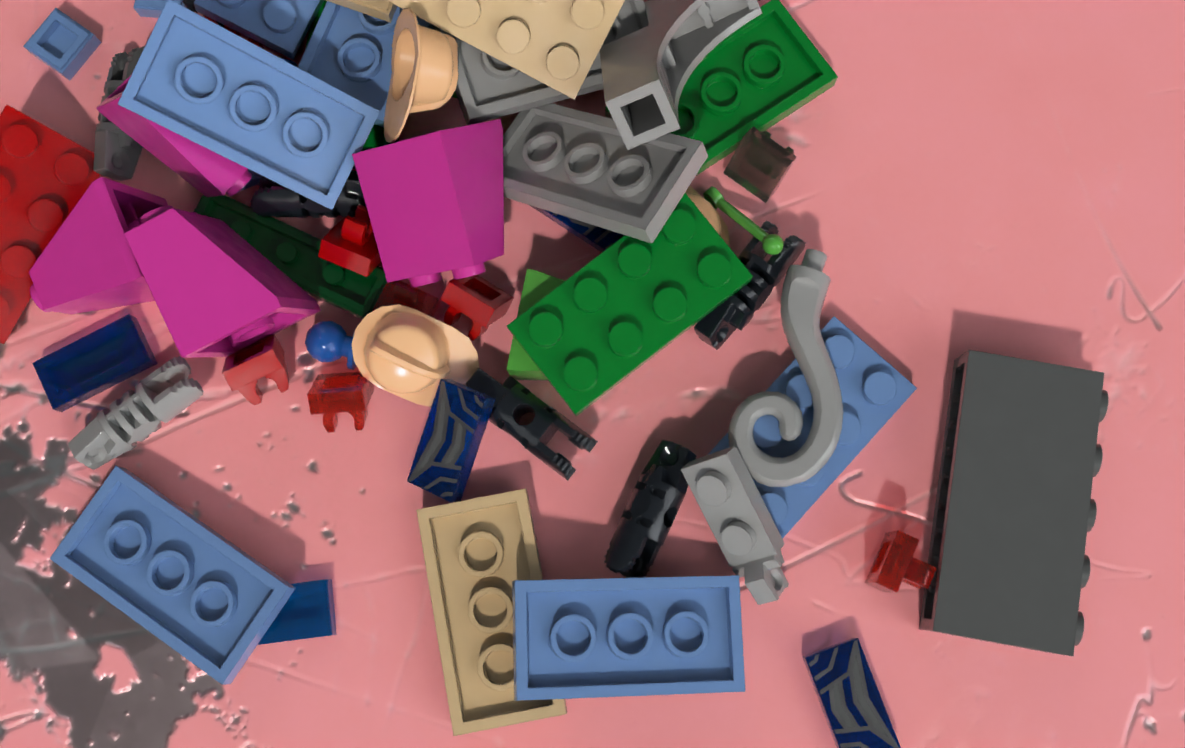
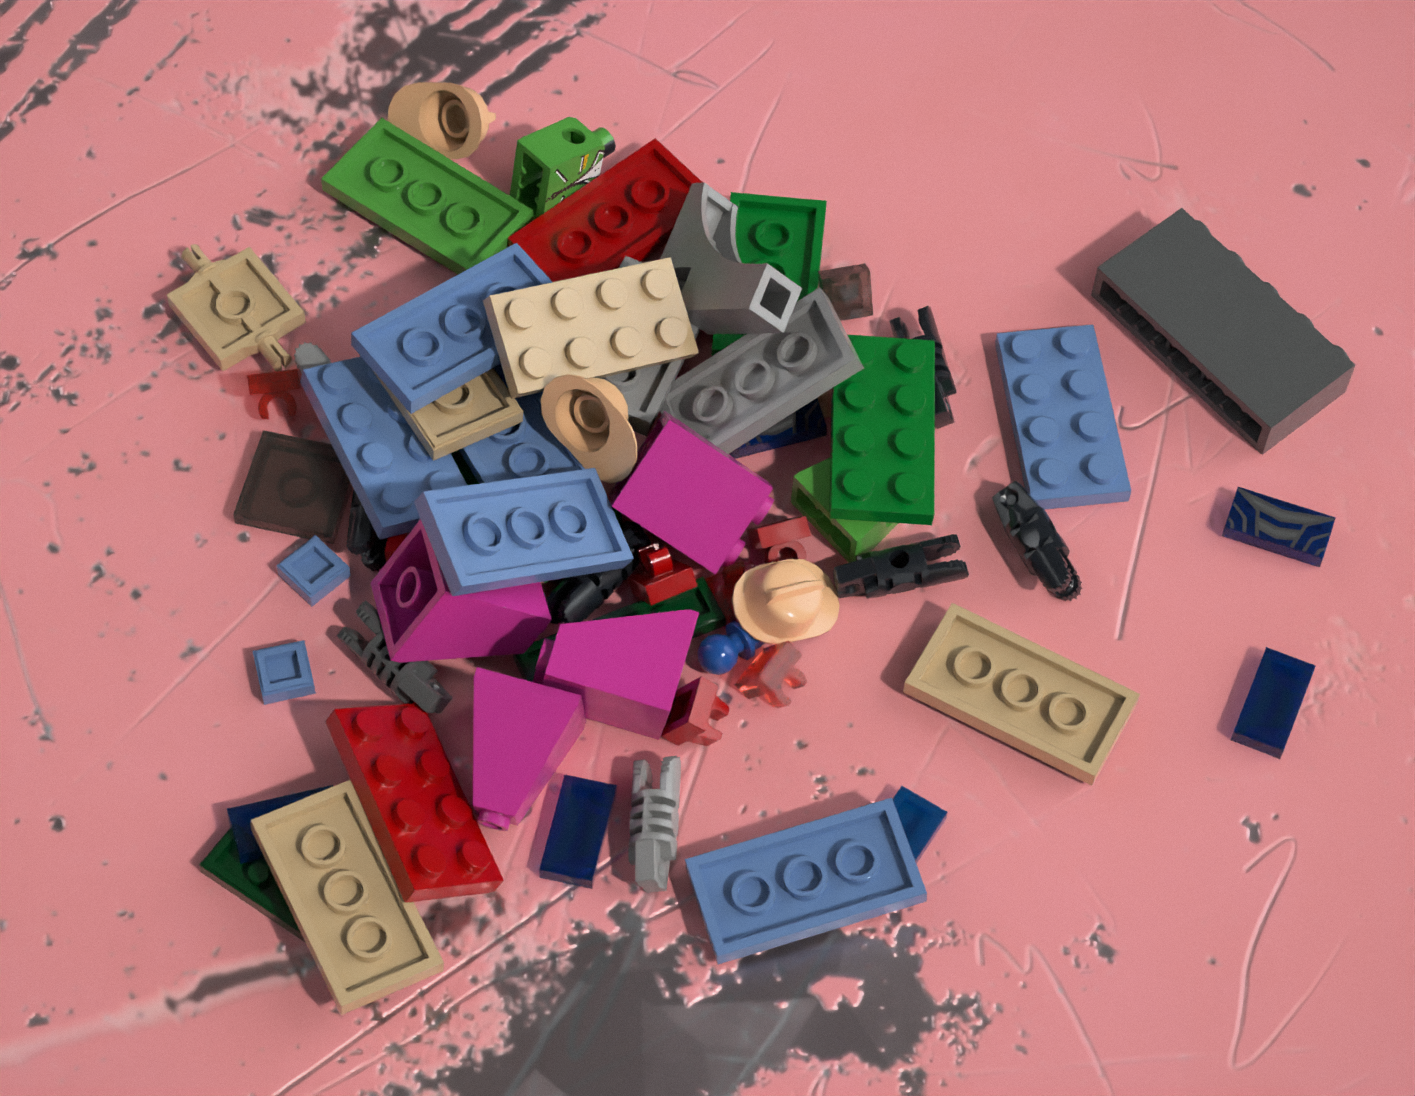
camera: 60 degrees left, 20 degrees down
(450, 440) = (872, 623): clear blue tile -> none
(627, 637) = (1117, 613): medium blue plate -> none
(739, 521) = (1093, 488): light grey hinge -> none
(771, 243) = (915, 322): bright green hinge -> none
(800, 311) = (982, 344): light grey plant -> none
(896, 565) = (1207, 424): clear red tile -> none

